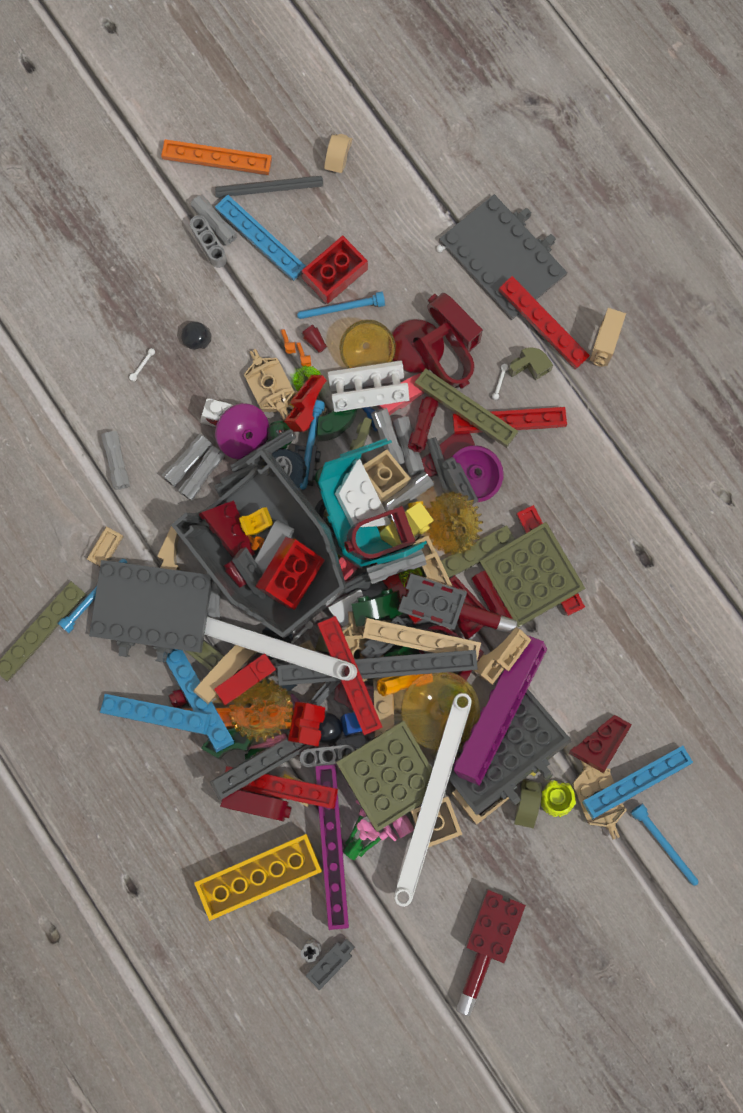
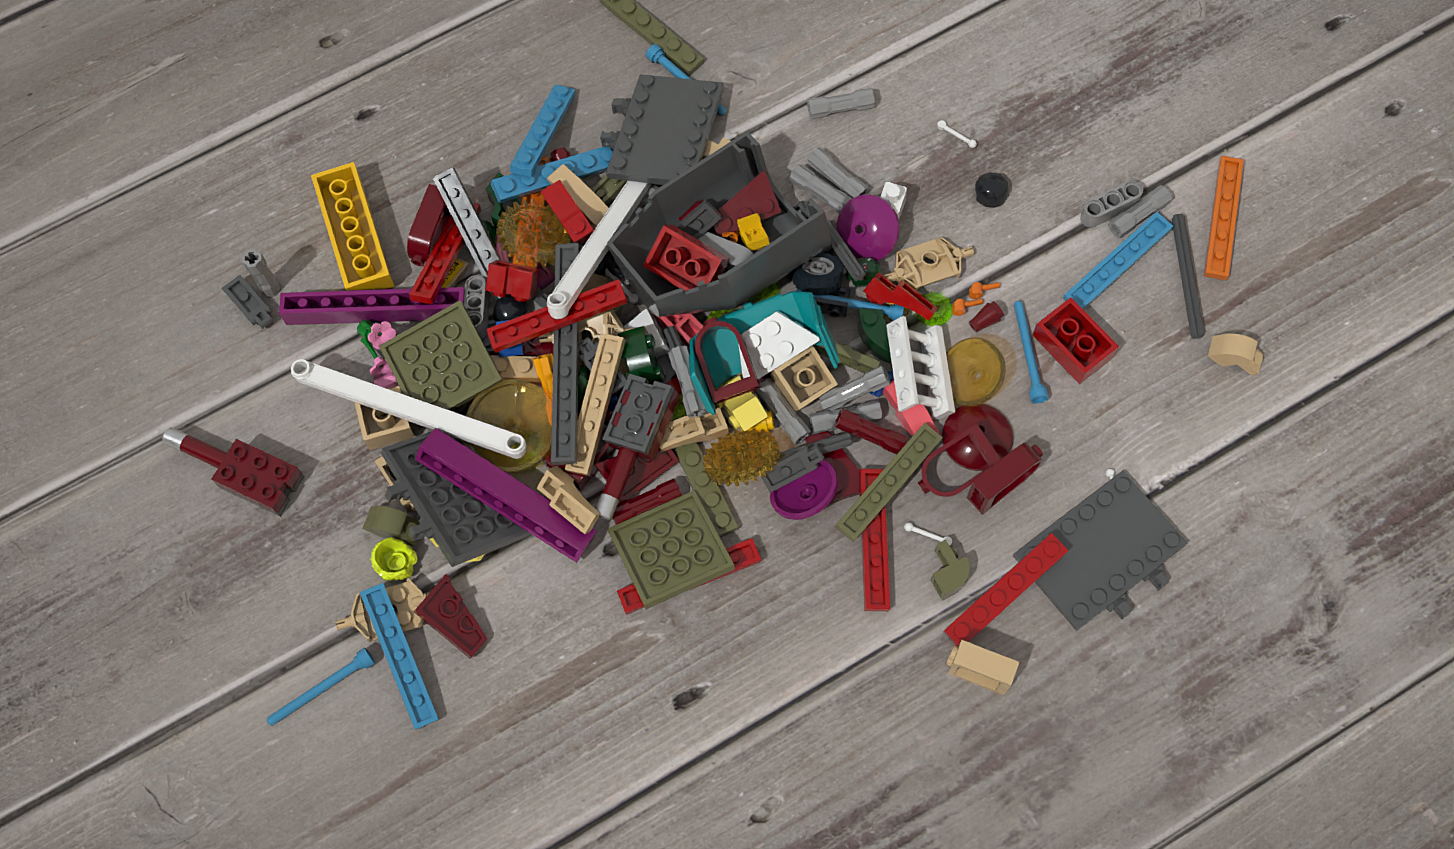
camera: 95 degrees right, 10 degrees down
(105, 546) = (741, 93): tan tile -> none

